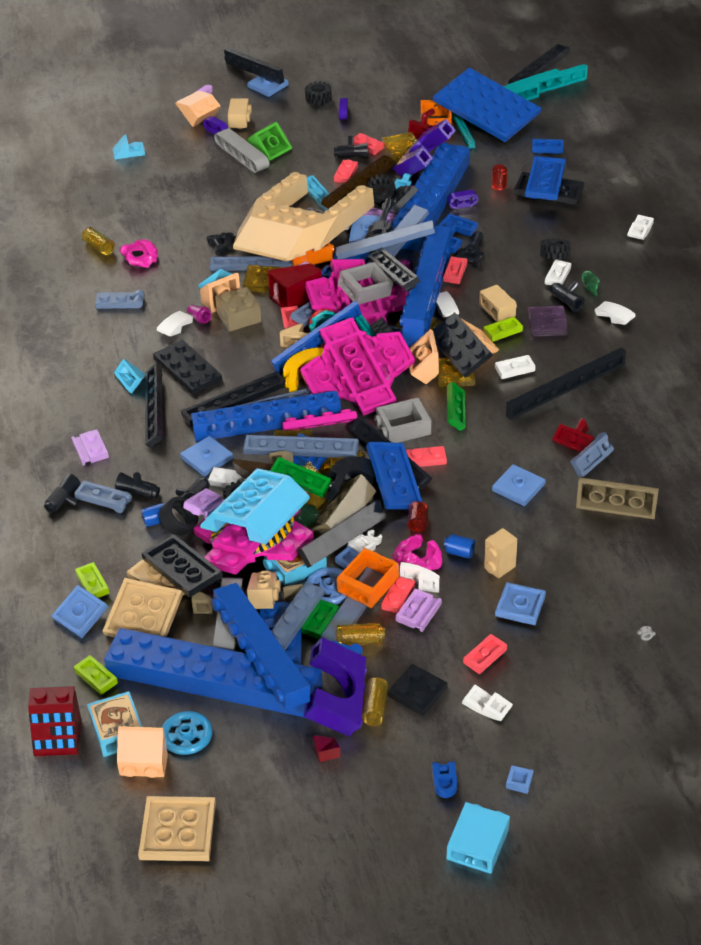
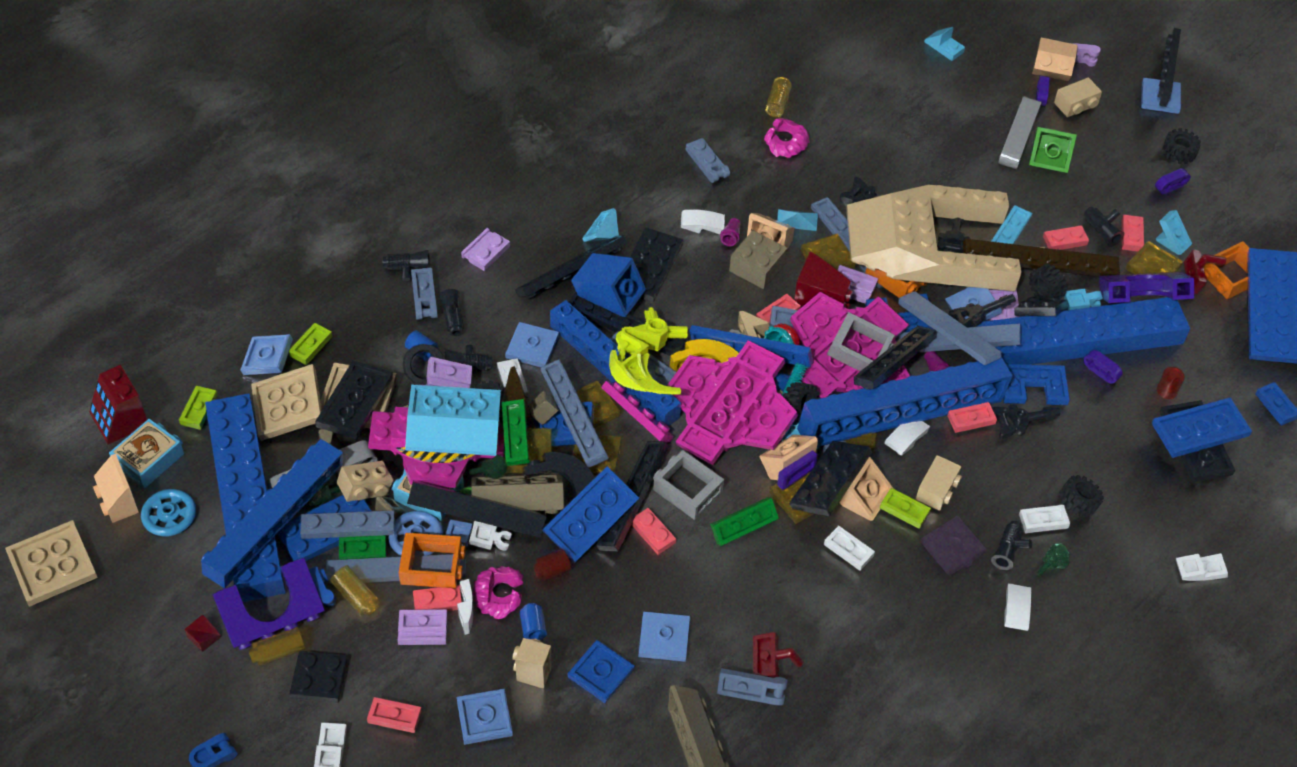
camera: 55 degrees right, 10 degrees up
(194, 384) = (609, 282): none -> blue slope
(284, 396) = (636, 341): none -> neon yellow piece
(386, 126) = (1174, 233): none -> medium azure slope
(441, 360) = (796, 470): none -> dark purple tile
(462, 128) = (1230, 314): teal axle -> none
(526, 527) = (601, 671): none -> blue tile
(565, 383) = (861, 612): black plate -> none

